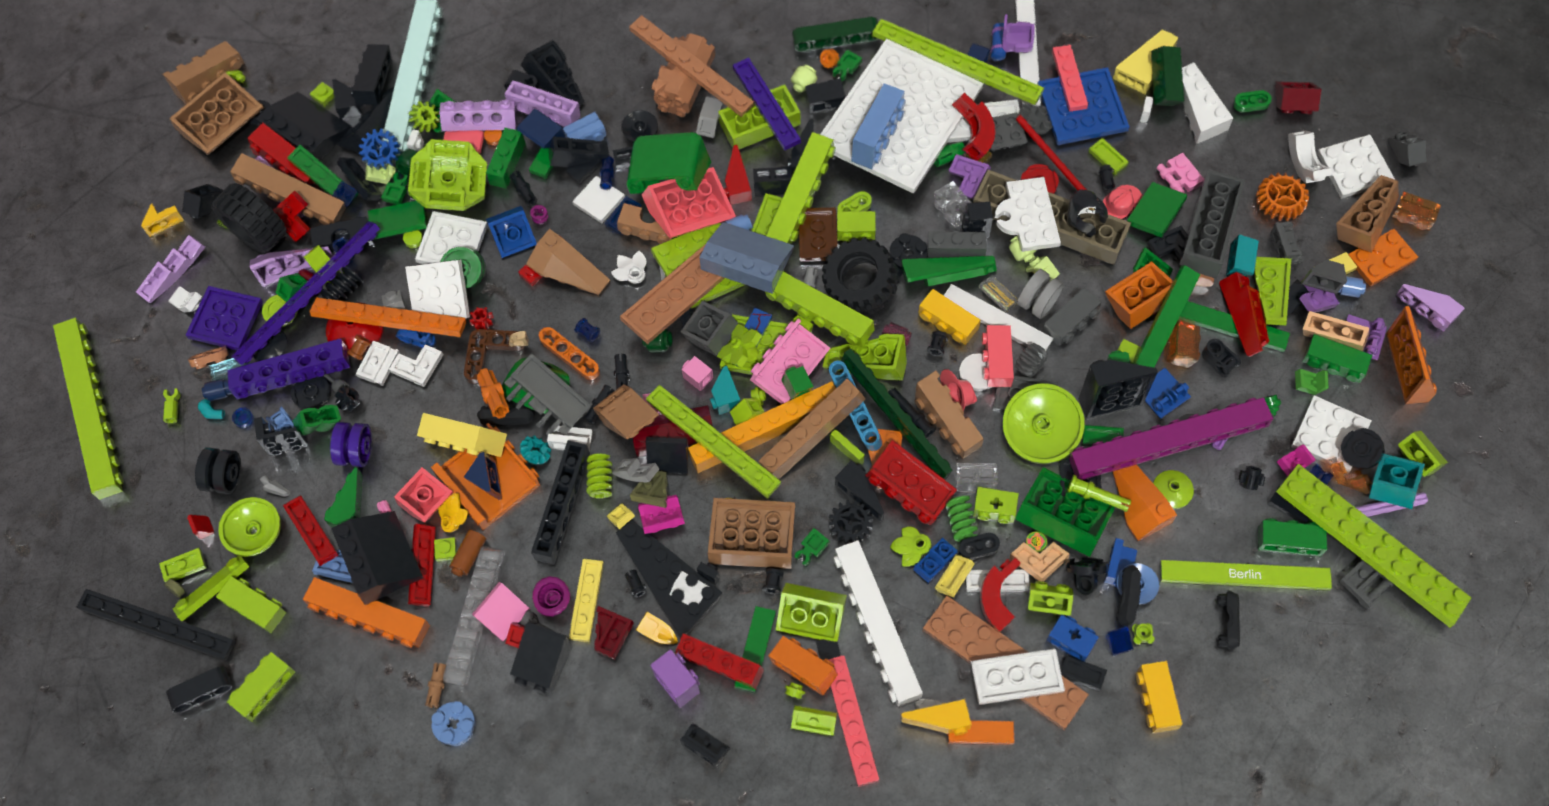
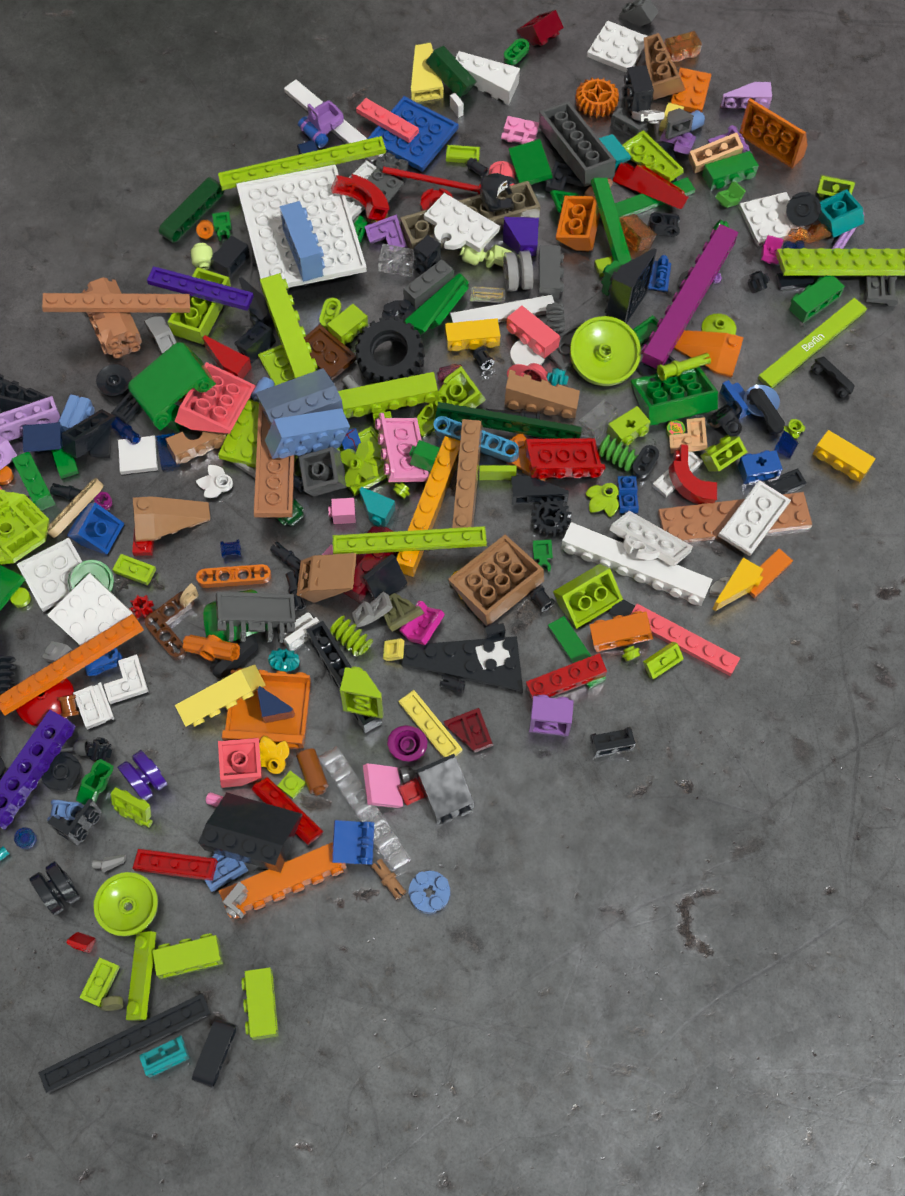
camera: 50 degrees left, 0 degrees up
(167, 659) = (164, 1057): none -> teal hinge
(314, 592) = (235, 897): none -> light grey bracket
(324, 465) = (131, 807): none -> lime plate
(347, 501) = (186, 824): green slope -> none
(433, 633) = (353, 842): none -> blue hinge
(506, 286) = (134, 569): none -> lime plate
(511, 202) = (74, 507): none -> tan beam
(542, 522) = (360, 693): none -> lime slope
(656, 630) = (499, 700): yellow plate -> none
(721, 287) = (306, 433): none -> medium blue brick
(746, 410) = (407, 506): lime brick -> none
(906, 613) = (649, 539): none -> white plate
(954, 575) = (650, 493): light yellow tile -> none
(979, 412) = (557, 376): none -> teal gear
(1079, 266) = (521, 234): none -> dark purple slope
(1305, 158) = (586, 64): white arch -> none
(1310, 249) = (650, 116): none -> white plate
(1323, 218) = (637, 89): none -> black brick

